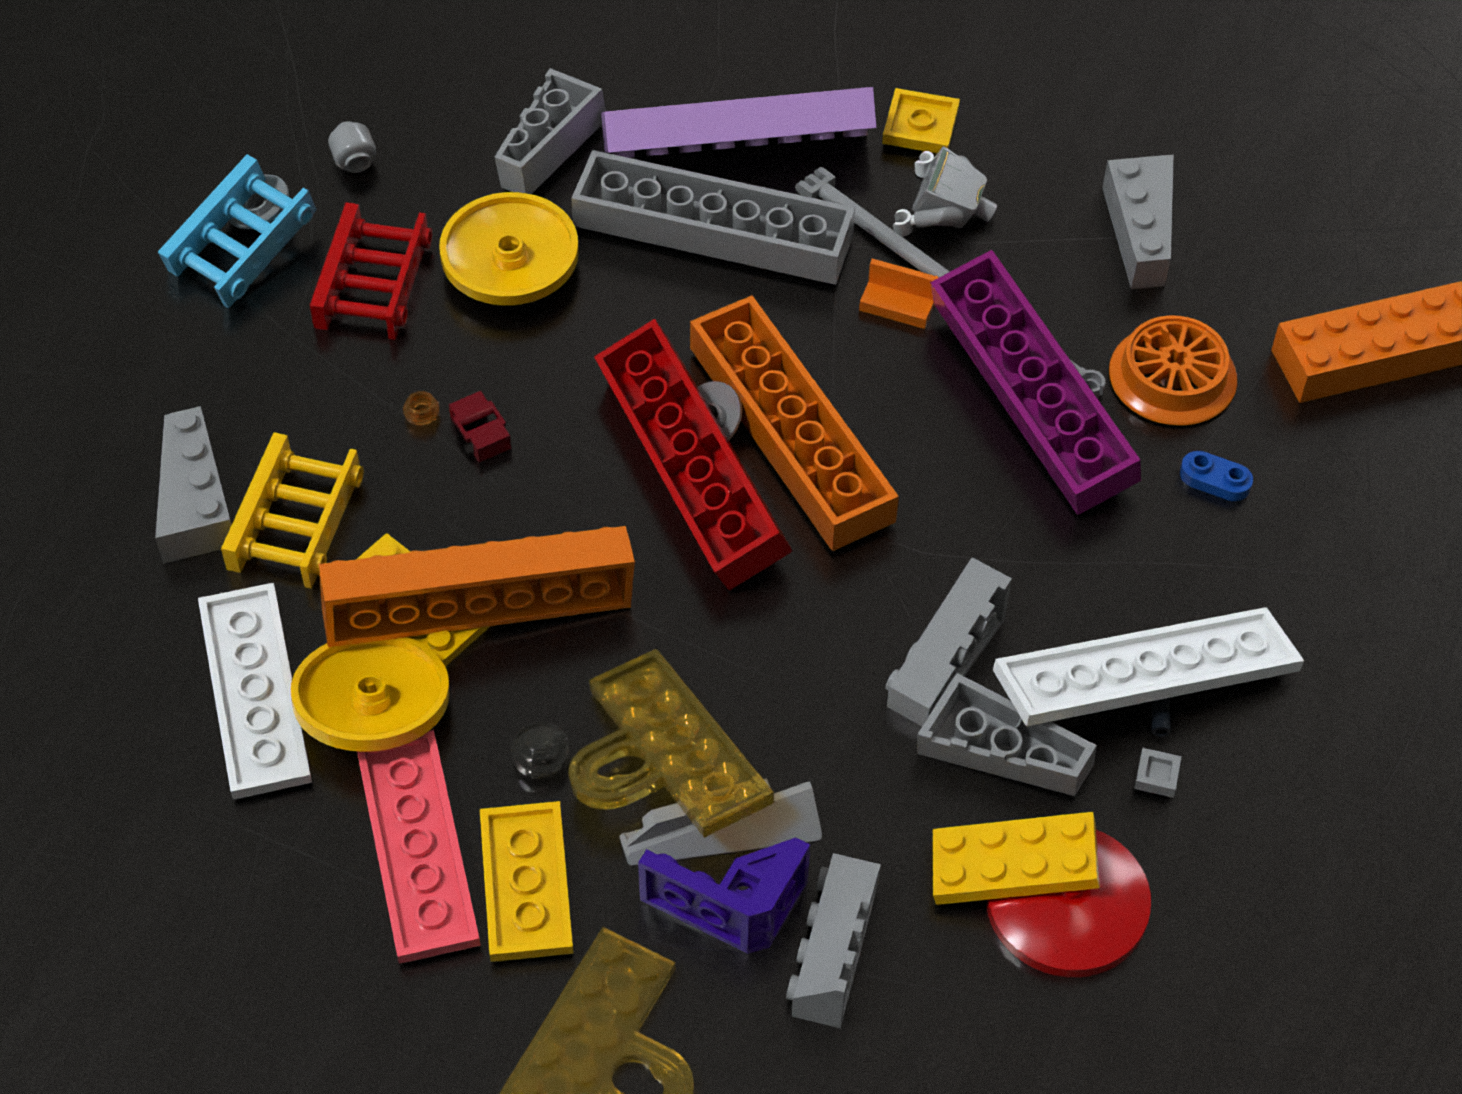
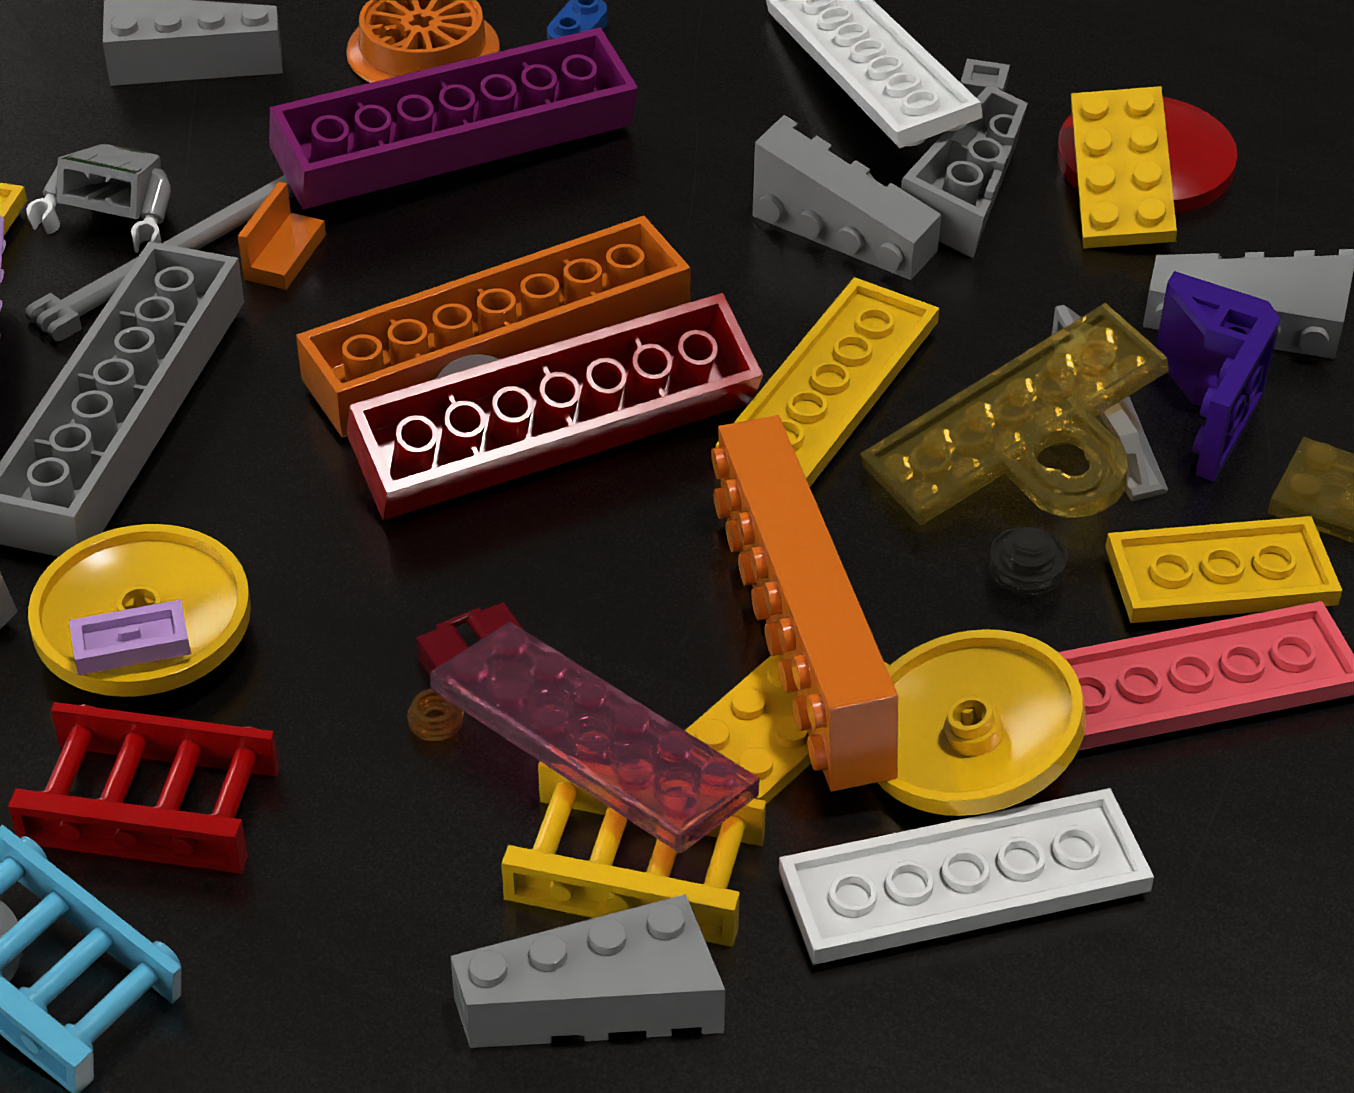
camera: 90 degrees left, 10 degrees down
(368, 474) = (596, 736): none -> clear pink plate
(463, 236) = (129, 637): none -> lavender plate
(743, 636) = (842, 370): none -> yellow plate

